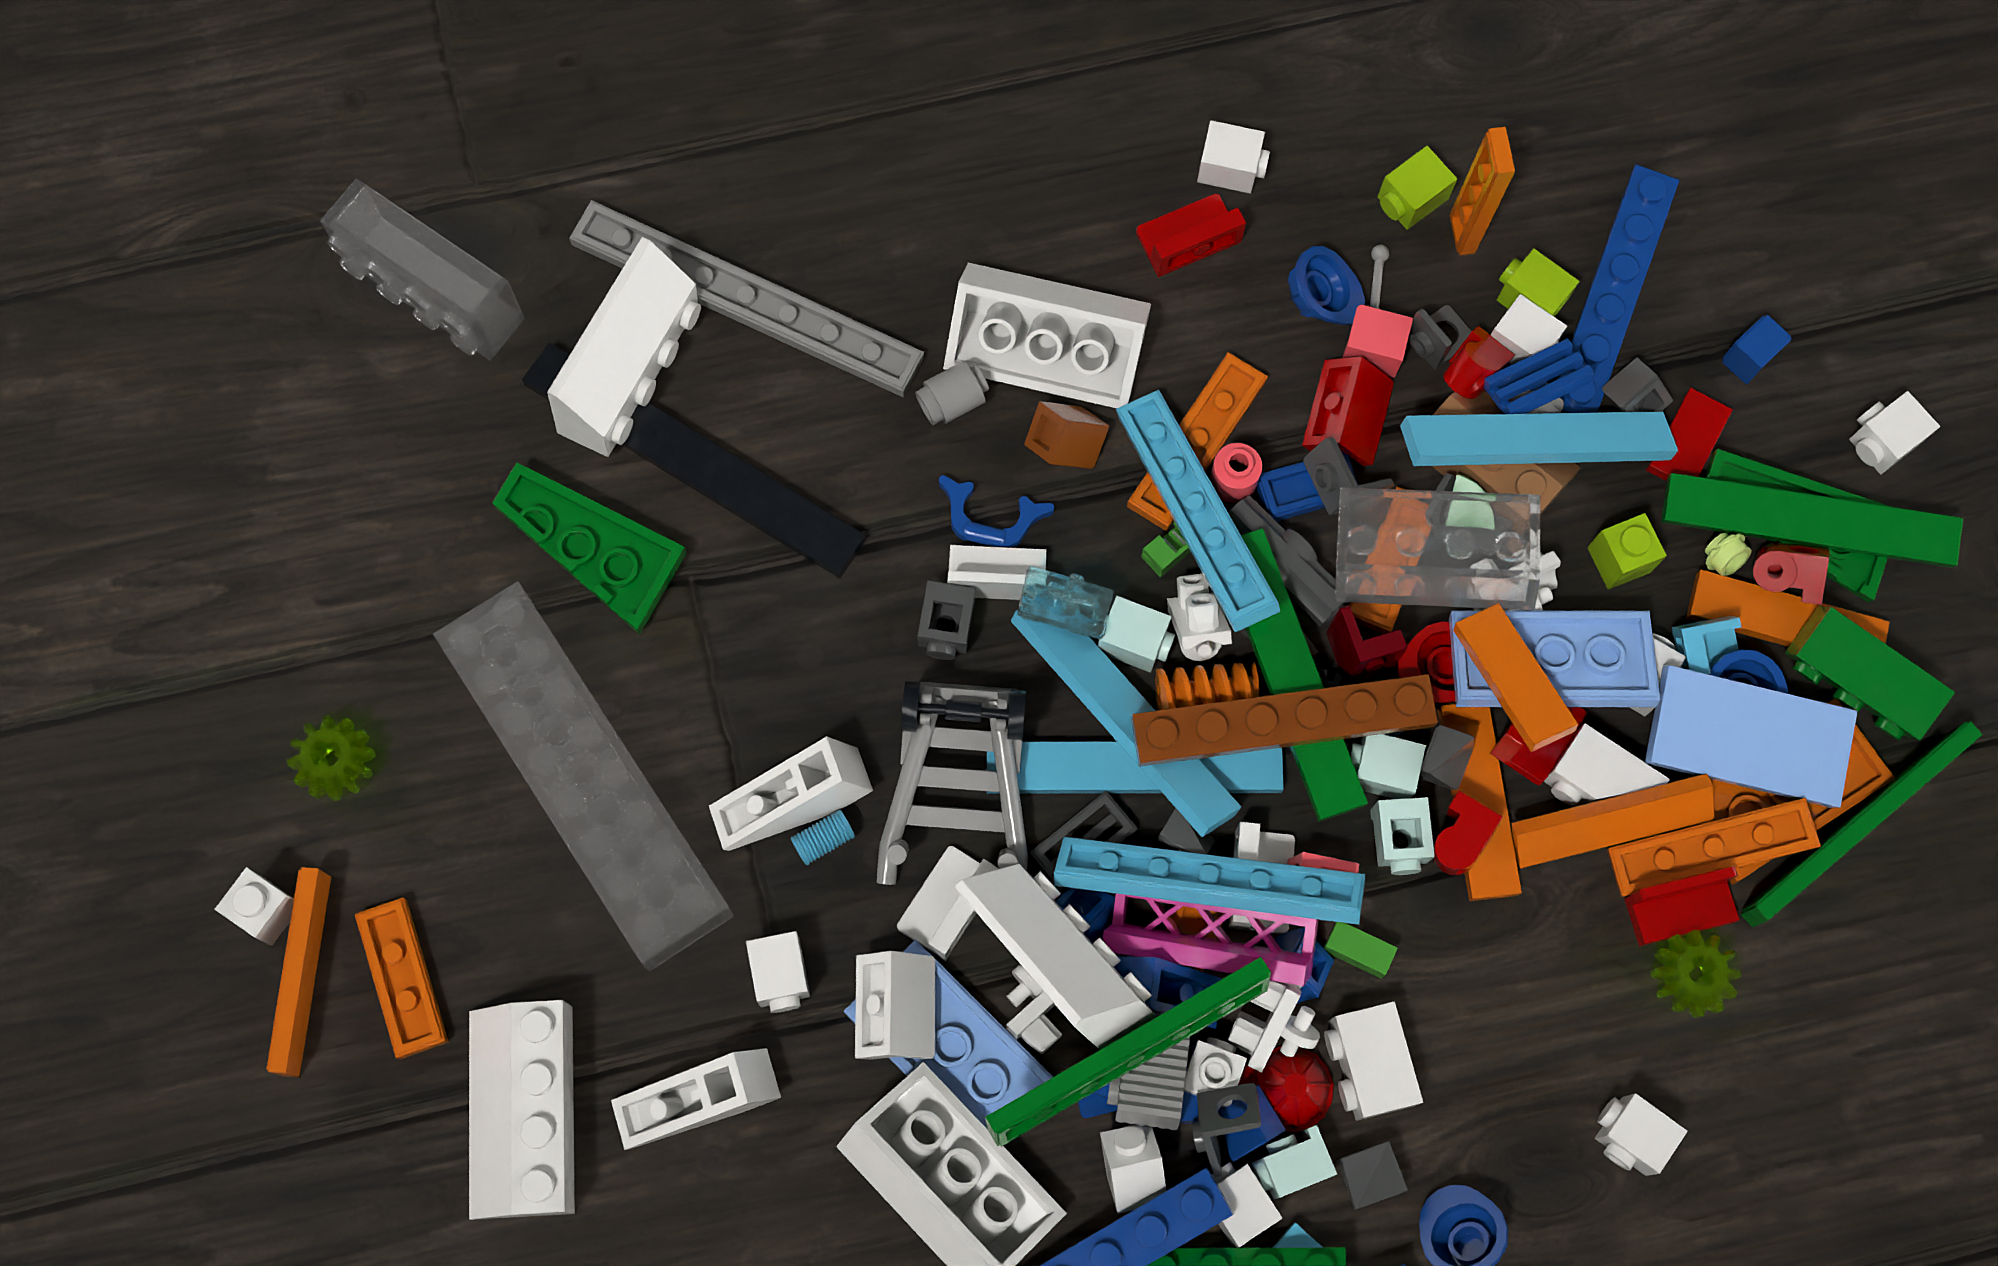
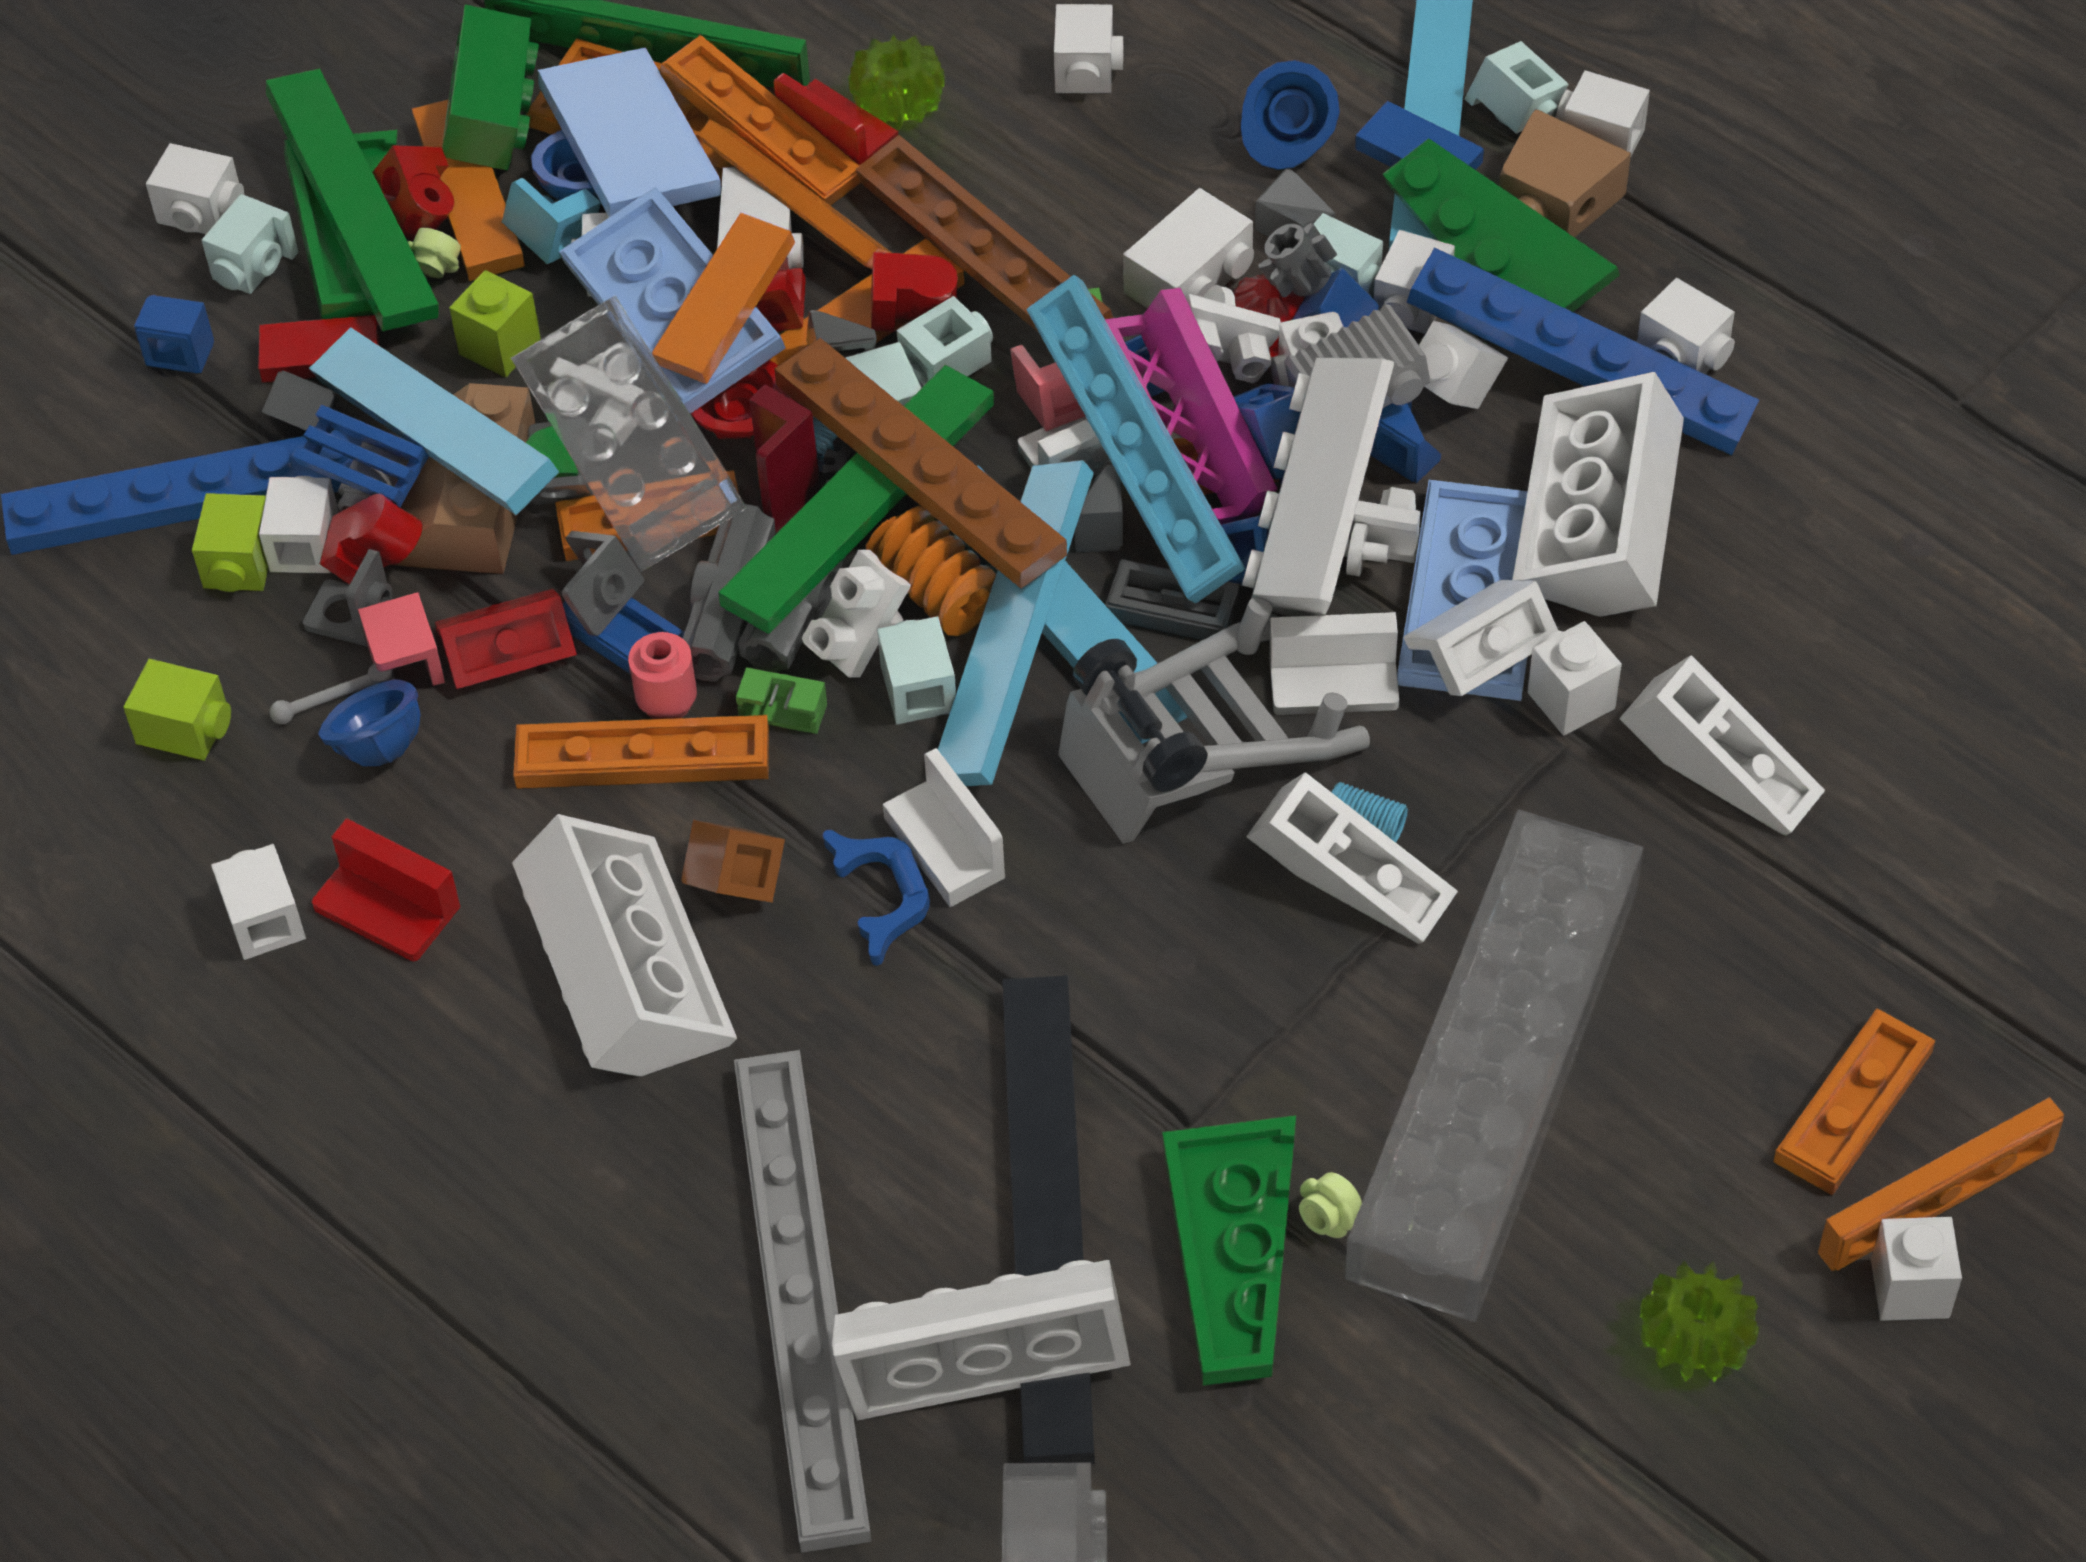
camera: 120 degrees left, 20 degrees down
(521, 1110) = (1876, 888): white slope -> none
(568, 609) = (1329, 1205): none -> yellowish green plate
(778, 971) = (1534, 759): white brick -> none
(820, 1042) = (1573, 677): none -> white brick
(944, 603) = (1041, 837): dark grey brick -> none
(952, 393) = (766, 995): light grey brick -> none
(1065, 602) = (944, 716): clear light blue hips -> none
(1128, 1052) = (1415, 370): green tile -> none
(1198, 511) = (737, 667): medium azure tile -> none
(1211, 1124) = (1370, 292): dark grey bracket -> none
(1293, 1110) = (1297, 260): none -> dark grey gear
(1482, 191) = (173, 580): orange tile -> none
(1485, 918) = (963, 227): none -> dark orange plate
(1814, 436) = (248, 243): none -> light aqua brick

